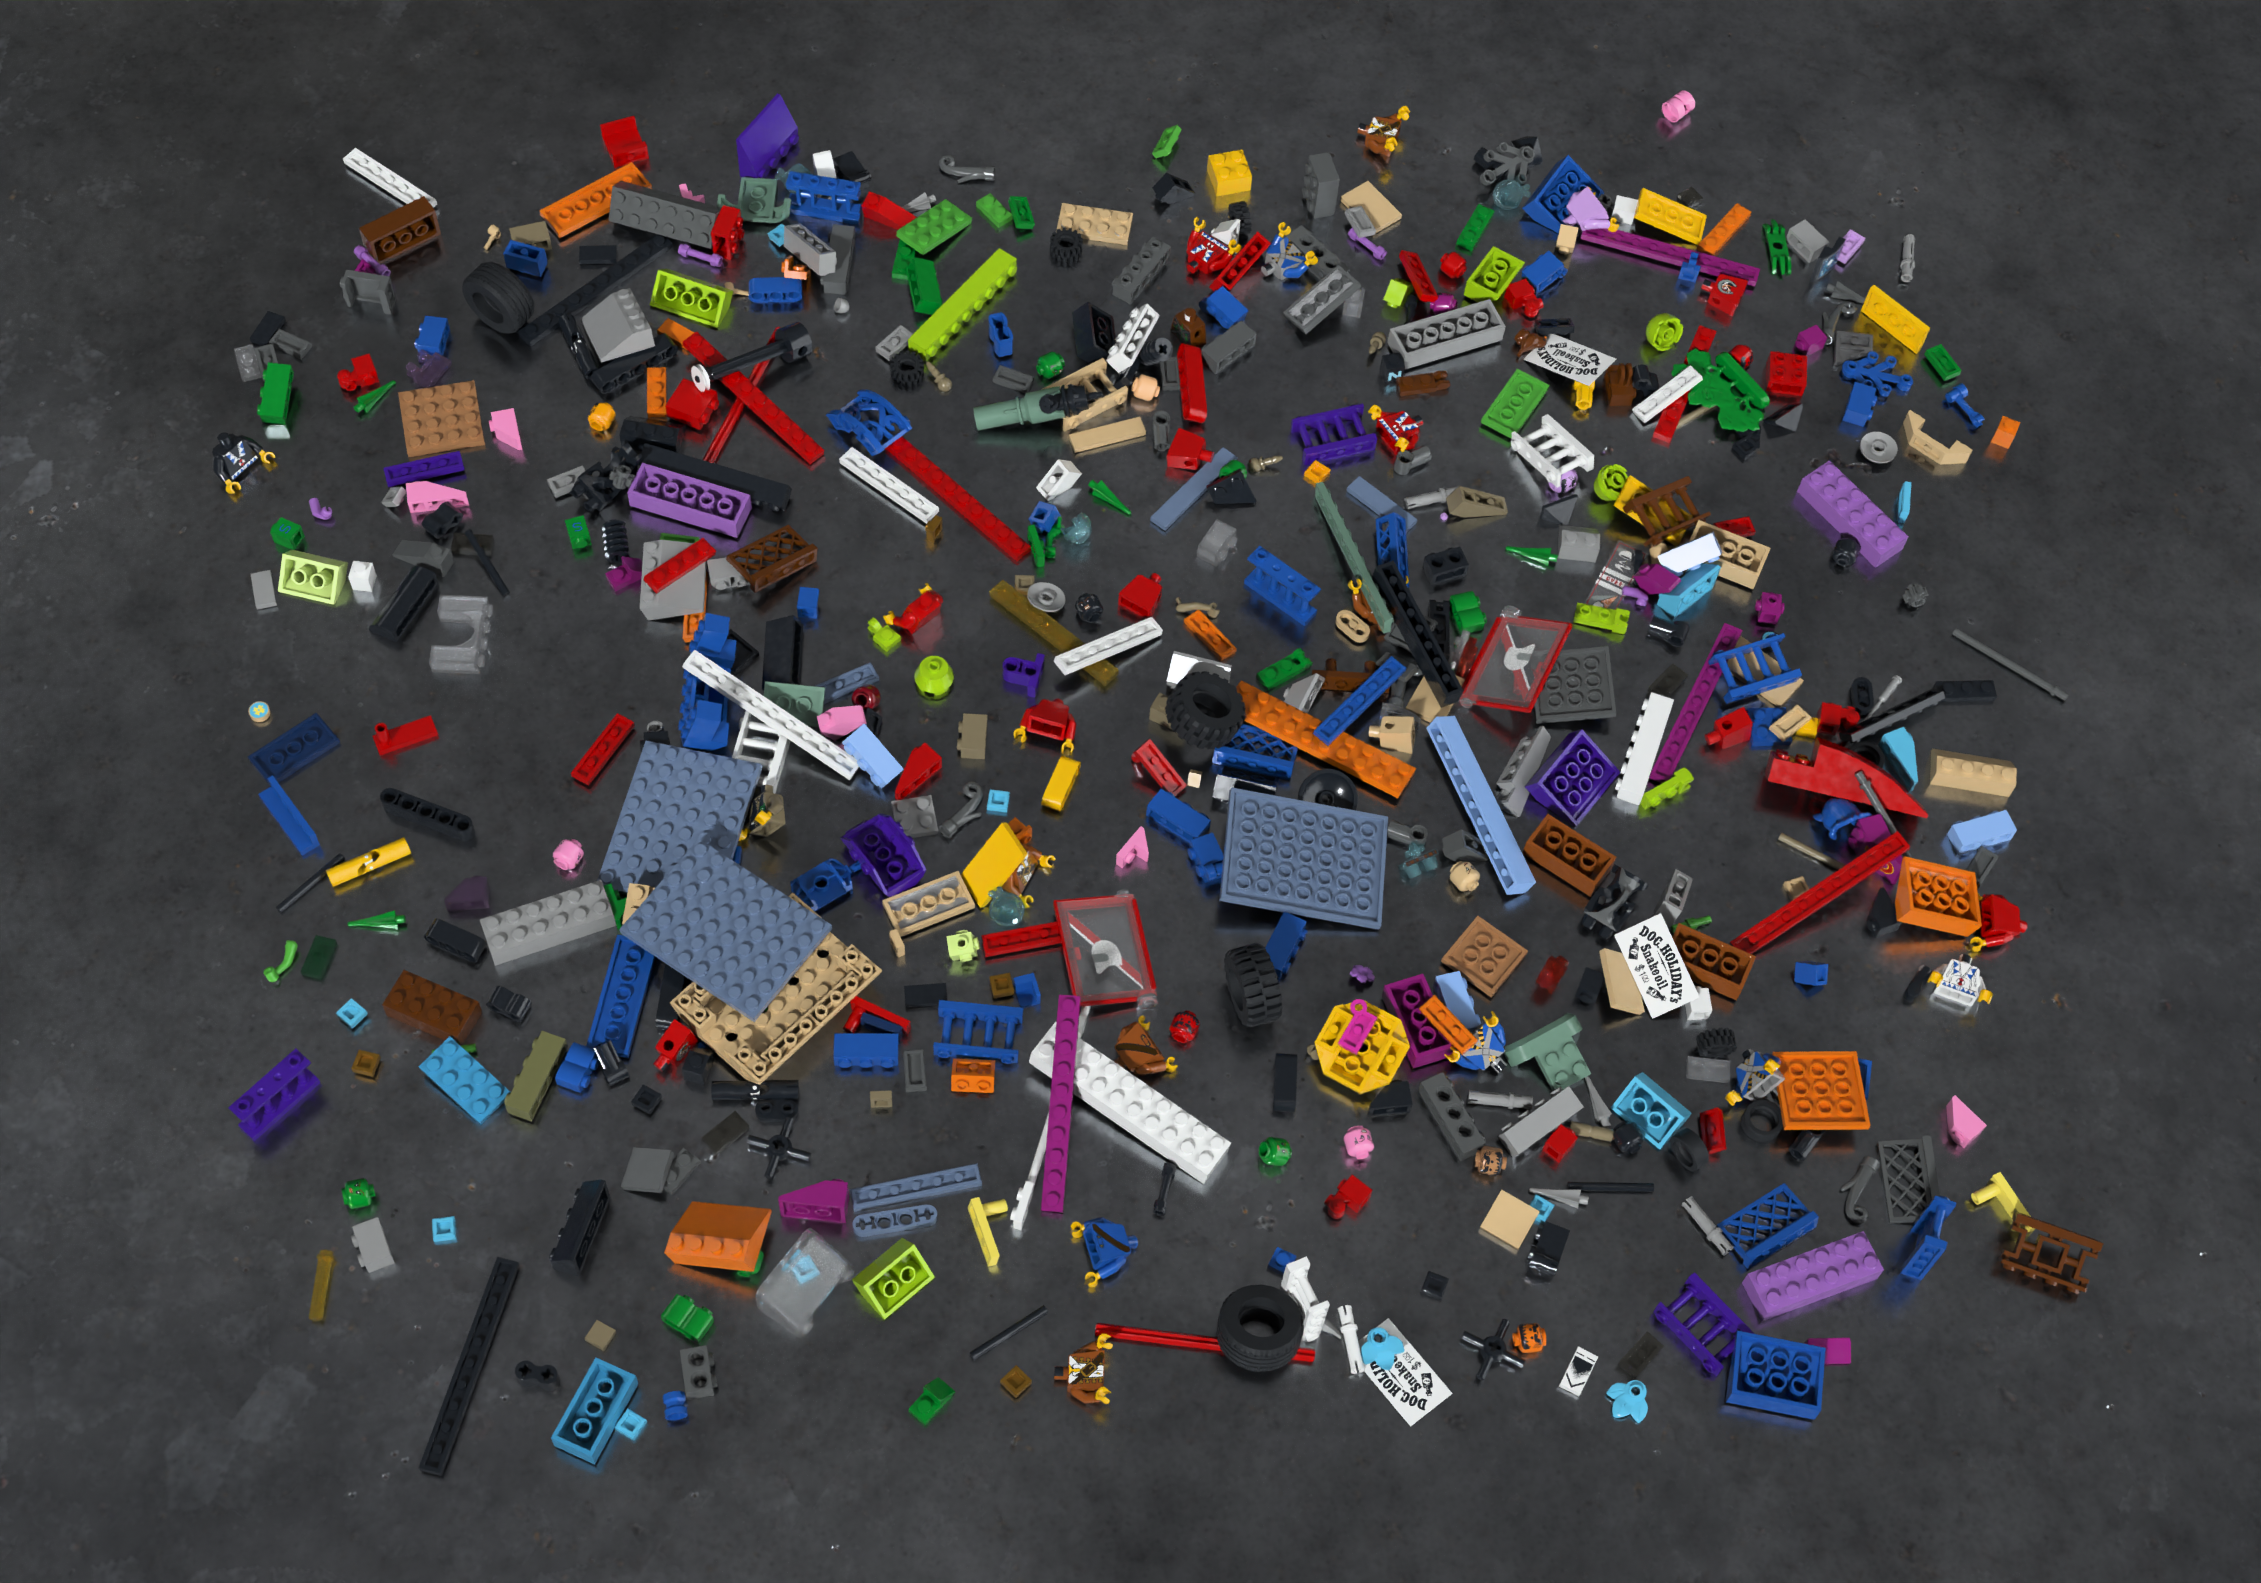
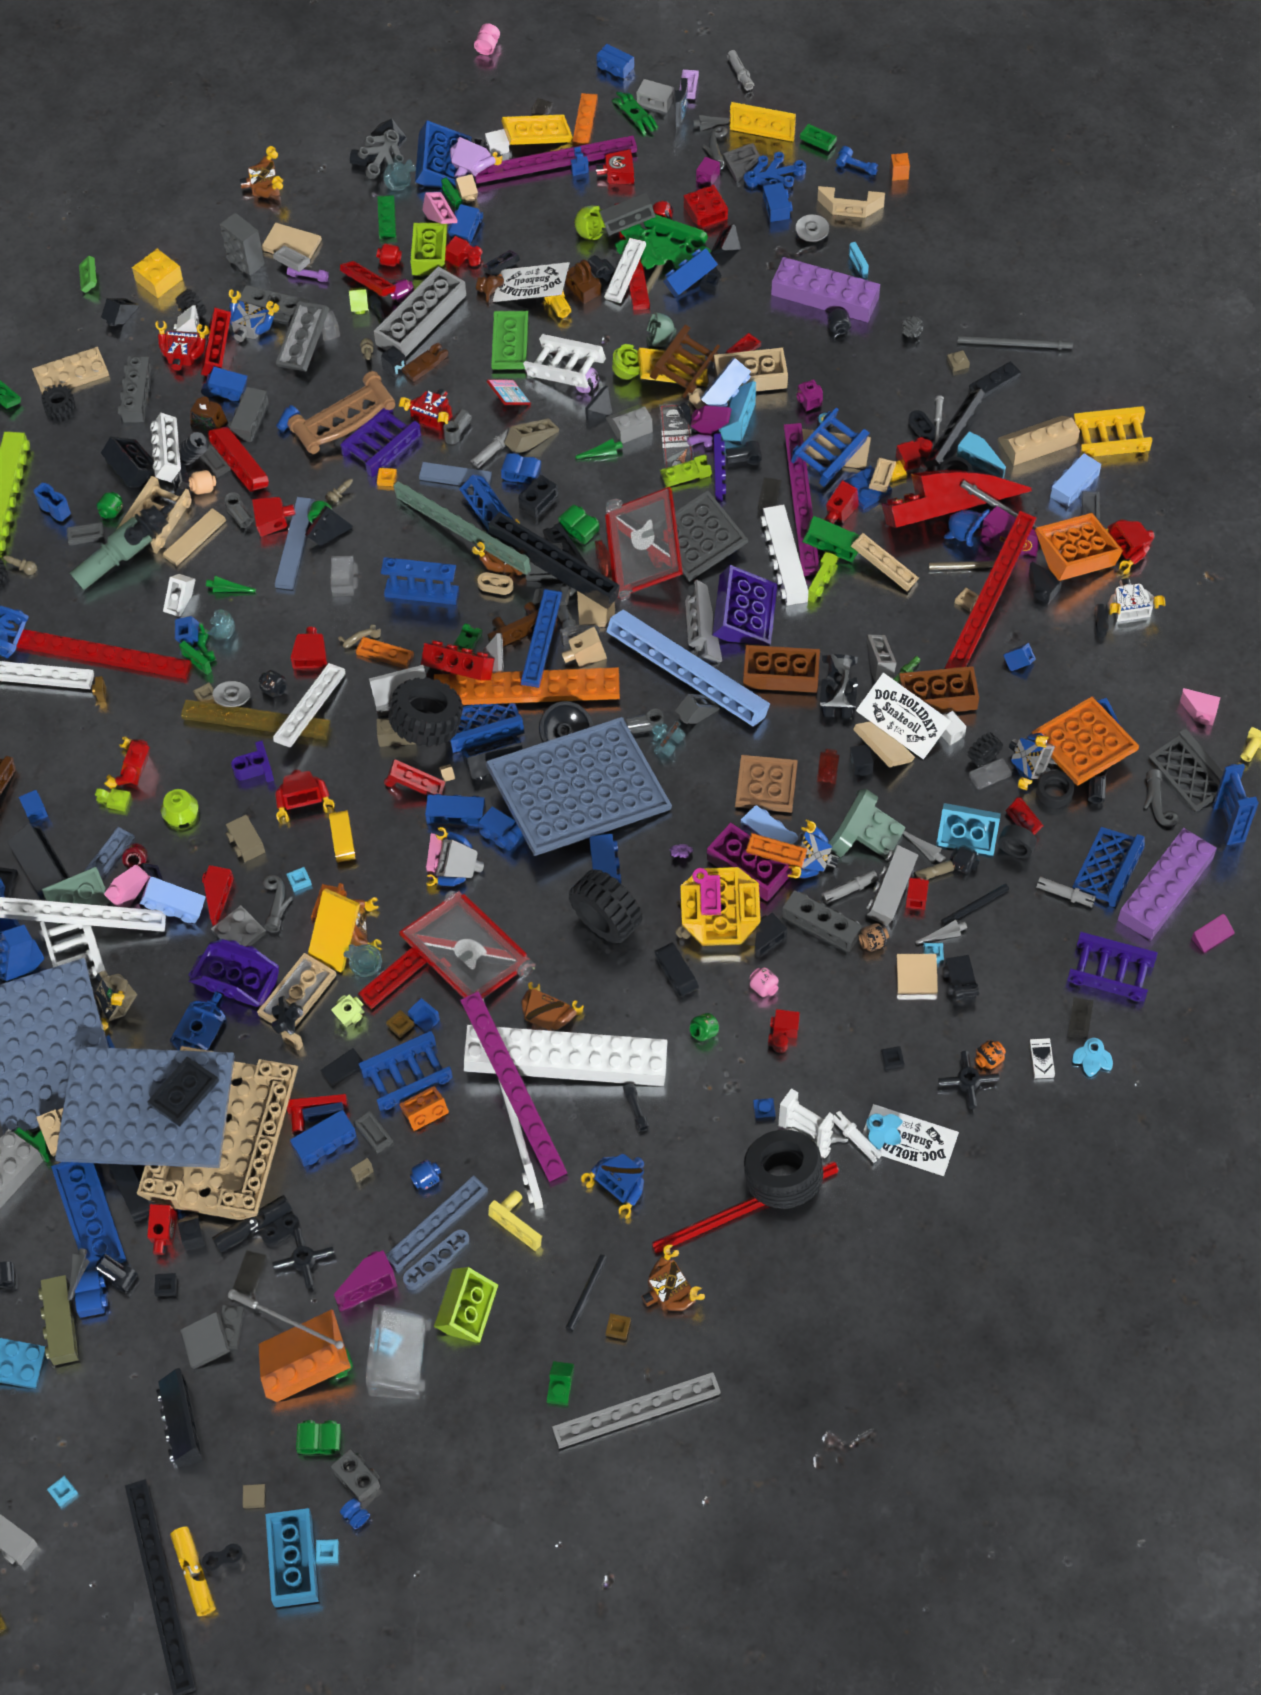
camera: 25 degrees left, 0 degrees up
(508, 1356) = (191, 1568): none -> yellow piece
(581, 1038) = (79, 1264): none -> dark grey piece
(699, 1145) = (234, 1295): none -> light grey piece
(764, 934) = (183, 1091): none -> black plate
(903, 919) = (286, 1016): none -> black hips
(934, 1137) = (425, 1174): none -> blue head
(982, 1468) = (636, 1410): none -> light grey plate
(1147, 864) = (456, 860): none -> light grey torso
(1184, 1026) = (568, 972): red head -> none
(1262, 369) = (287, 414): none -> blue cone
(1267, 679) = (445, 659): none -> red brick
(1271, 389) = (372, 391): none -> medium nougat piece
(1445, 530) = (520, 468): none -> blue brick
(1459, 644) = (591, 552): clear plate -> none
(1464, 876) = (711, 730): tan head -> none
(1481, 452) = (508, 392): none -> piece
(1525, 244) = (437, 208): none -> bright pink slope
(1549, 236) = (451, 193): none -> green plate
(1632, 635) = (719, 461): none -> dark purple plate
(1664, 470) = (661, 330): none -> sand green cylinder
(1700, 758) = (831, 538): none -> green brick
(1703, 341) = (627, 214): none -> dark grey brick
(1728, 428) = (689, 272): none -> blue brick
(1737, 808) = (885, 562): none -> tan tile
(1776, 1375) = (1189, 973): blue slope -> none
(1789, 188) = (615, 61): none -> blue brick
(1940, 652) = (958, 361): none -> dark tan plate
(2055, 788) = (1116, 418): none -> yellow fence

